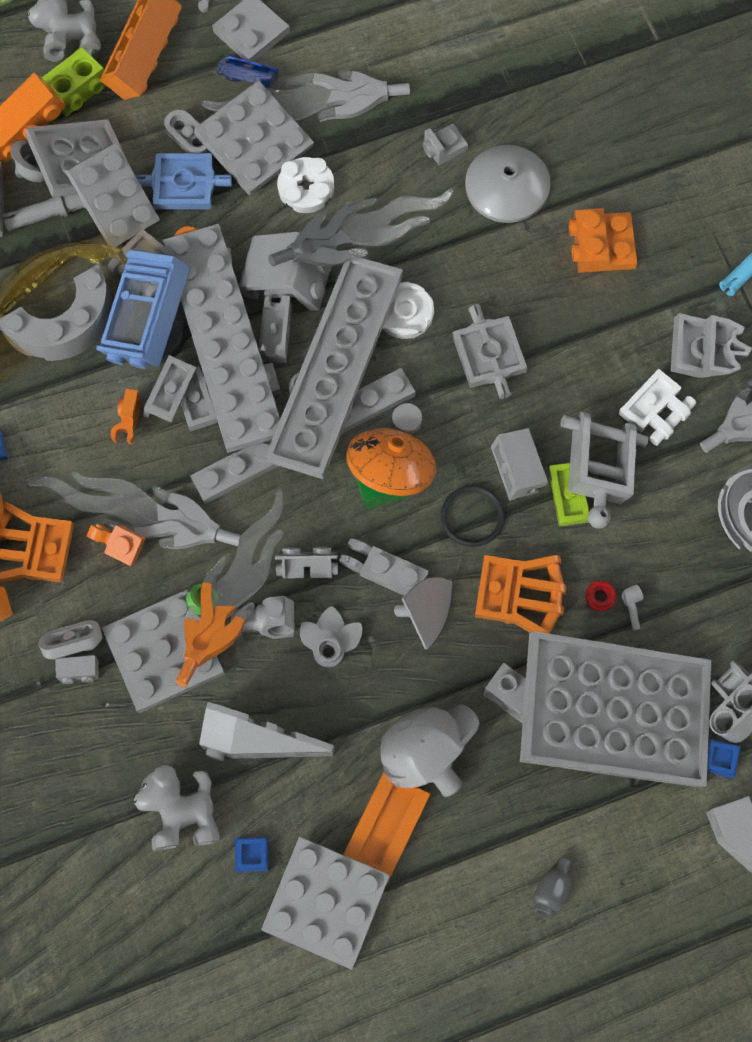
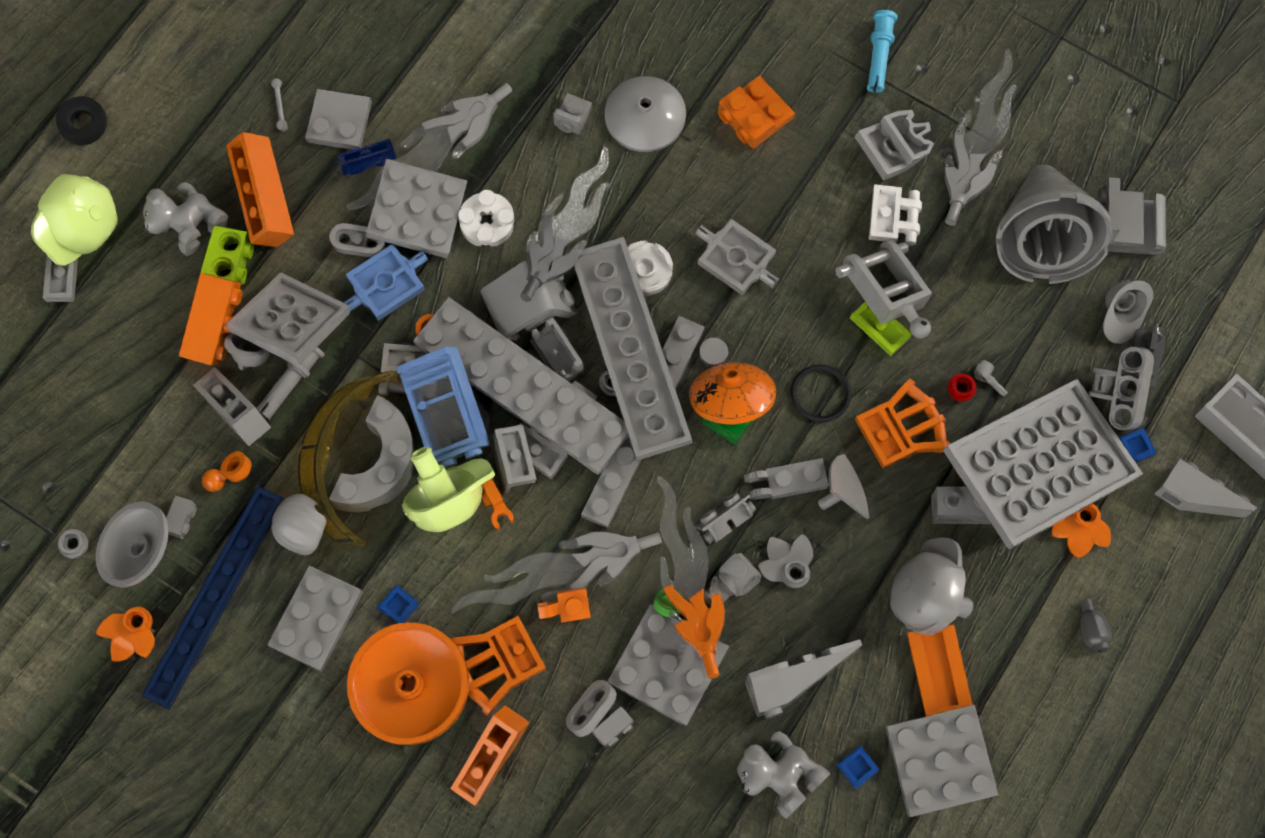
camera: 40 degrees left, 0 degrees up
(85, 381) = (444, 495): none -> yellowish green piece
(112, 195) = (343, 331): light grey plate -> none
(518, 463) = (826, 329): light grey hinge -> none
(609, 799) = (1083, 534): none -> orange plate

